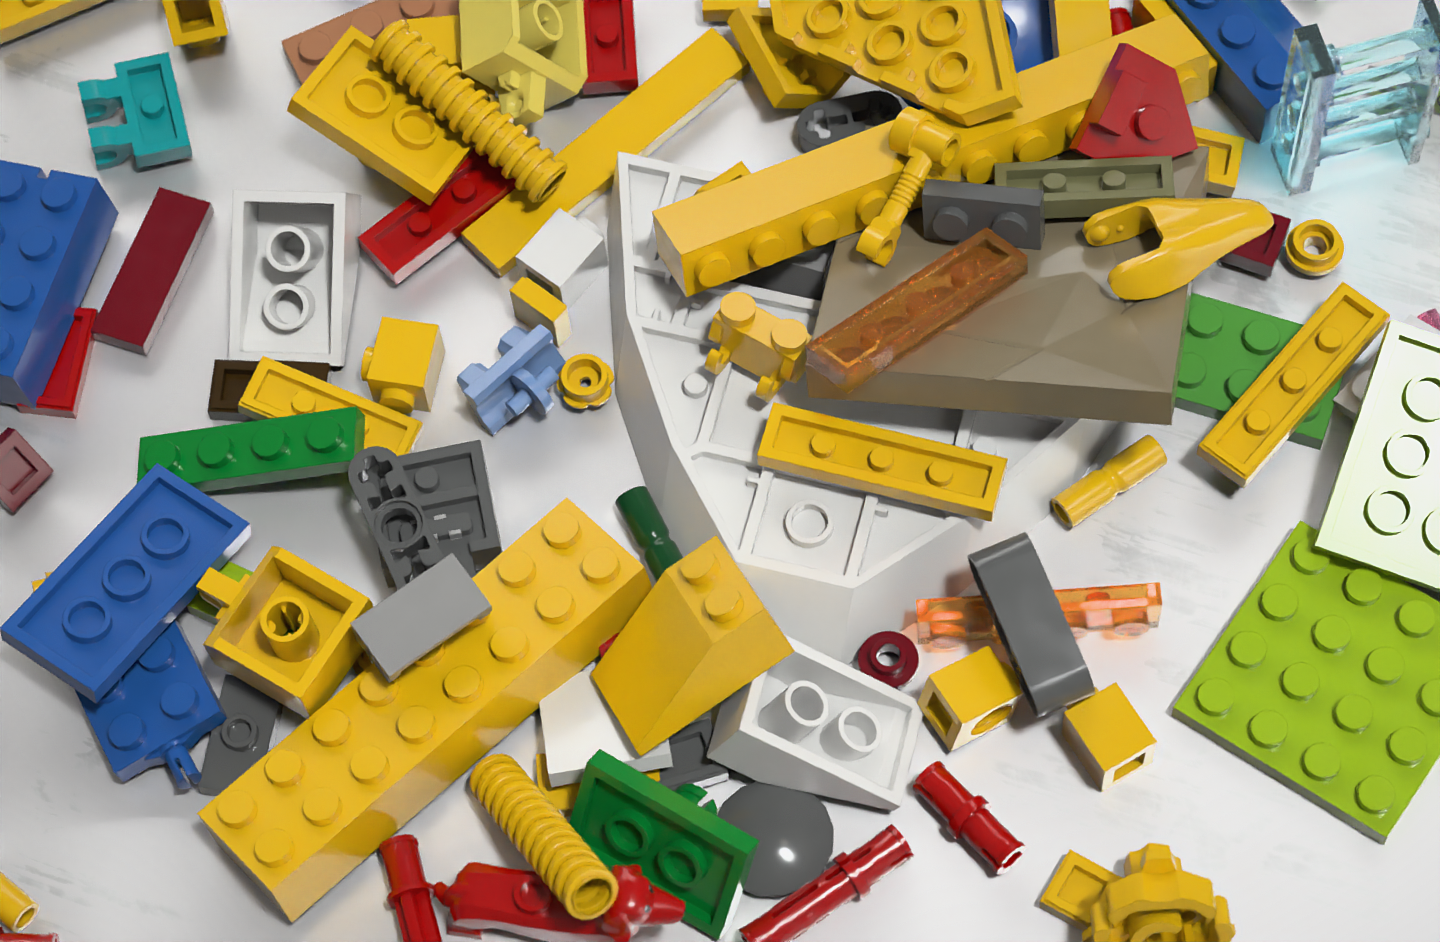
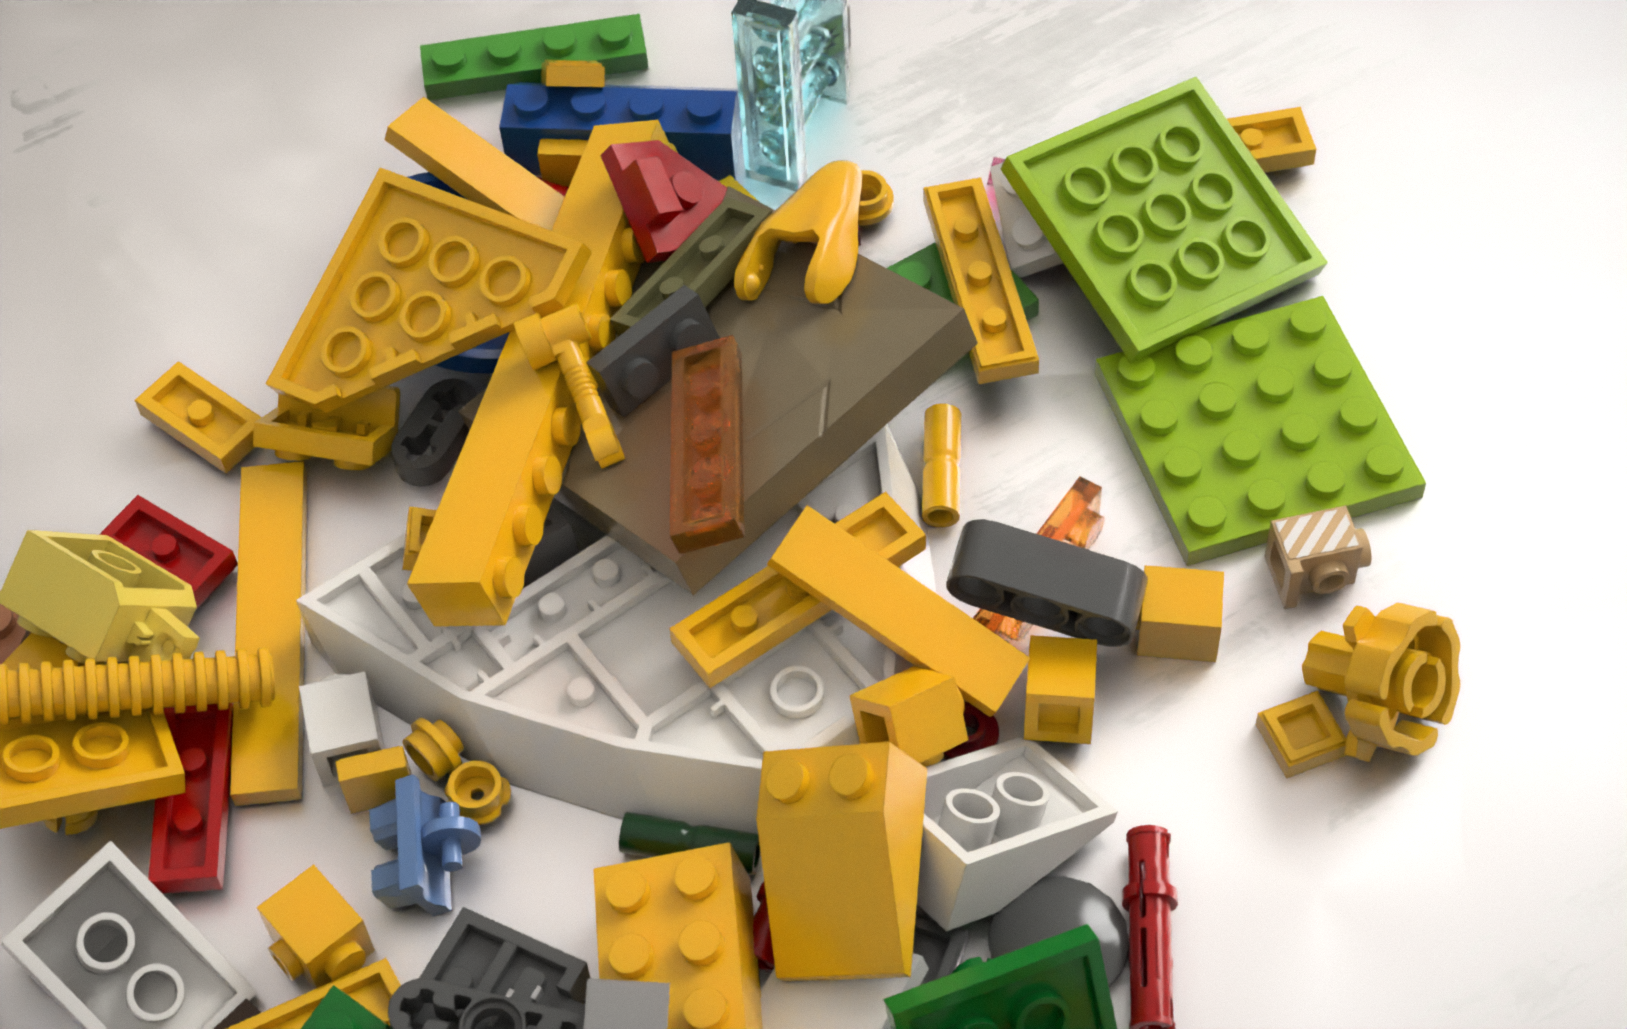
camera: 55 degrees left, 10 degrees down
(593, 328) = (433, 748): none -> yellow plate
(757, 343) = (601, 602): yellow piece -> none
(842, 612) = (914, 712): none -> yellow brick
(913, 540) = (897, 610): none -> yellow tile
(969, 817) = (1168, 768): red pin -> none
(1244, 798) = (1315, 553): none -> tan brick

